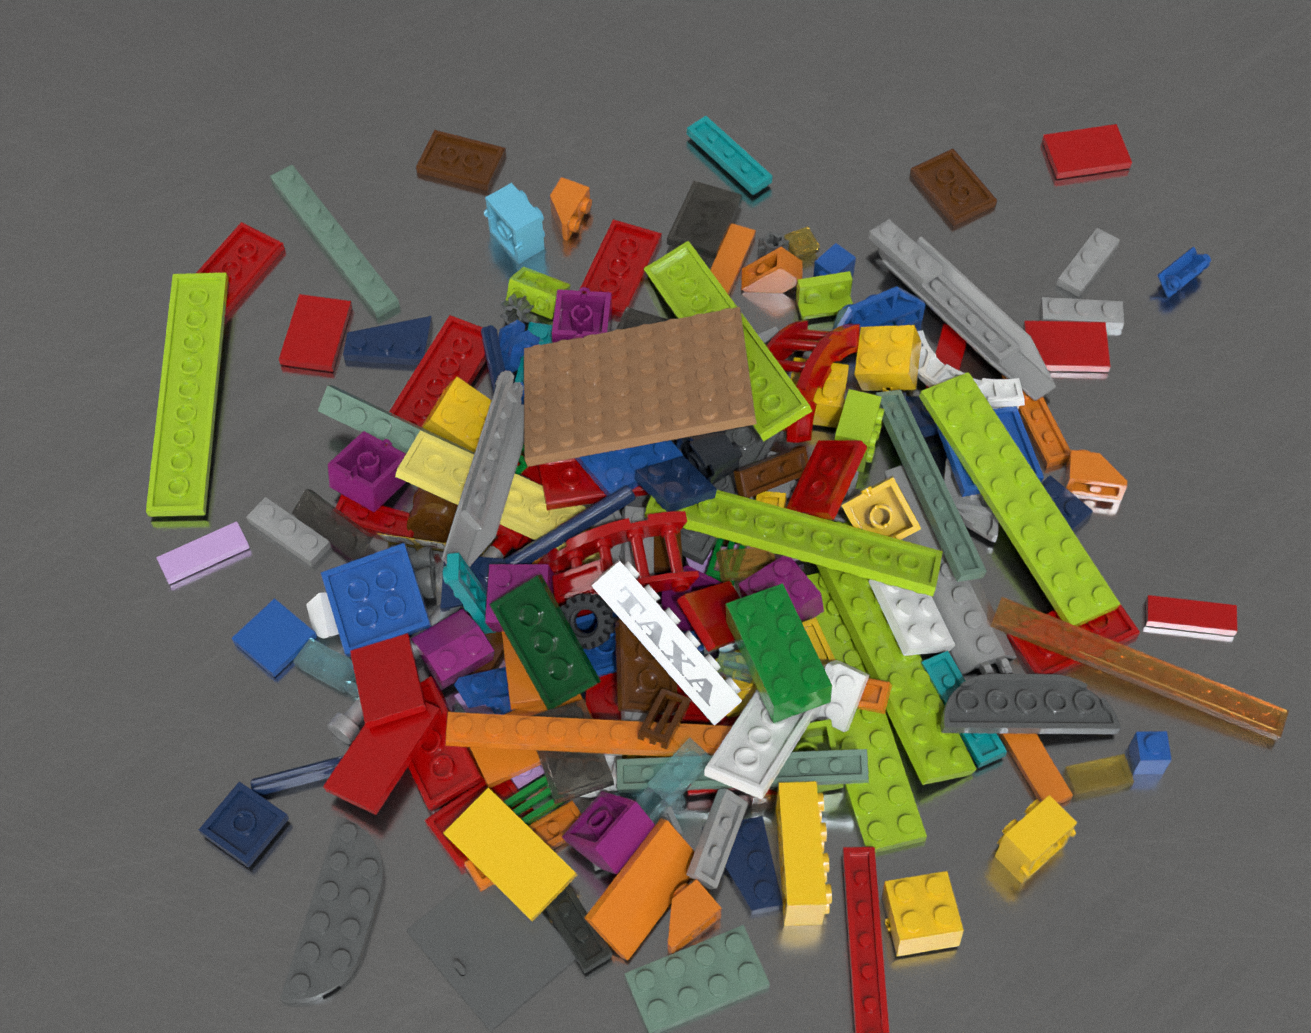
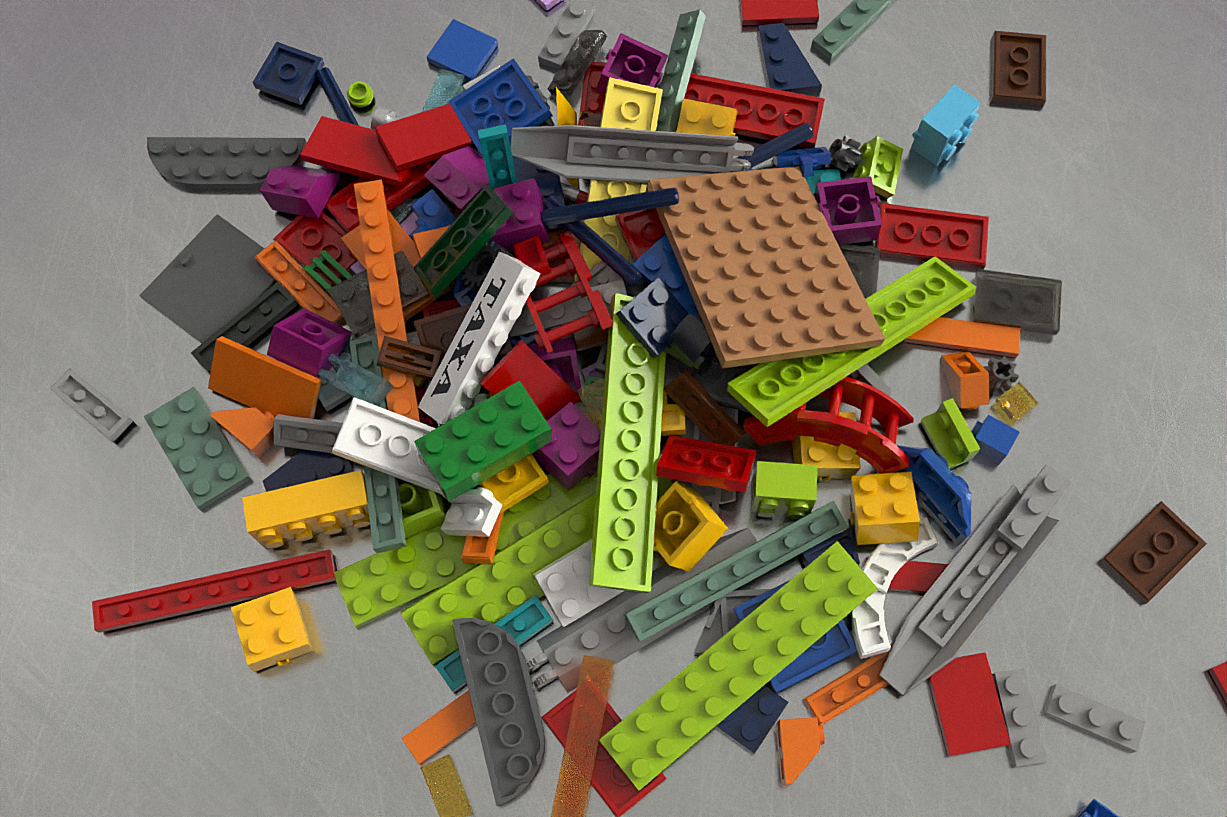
camera: 80 degrees right, 10 degrees up
(297, 751) = (360, 94): none -> lime plate
(409, 823) = (299, 189): none -> magenta slope
(510, 854) = (280, 270): yellow tile -> none
(547, 496) = (610, 206): none -> dark blue axle
(568, 205) = (989, 172): orange slope -> none
(729, 155) = (1111, 310): teal plate -> none
(1034, 838) = (352, 725): yellow brick -> none

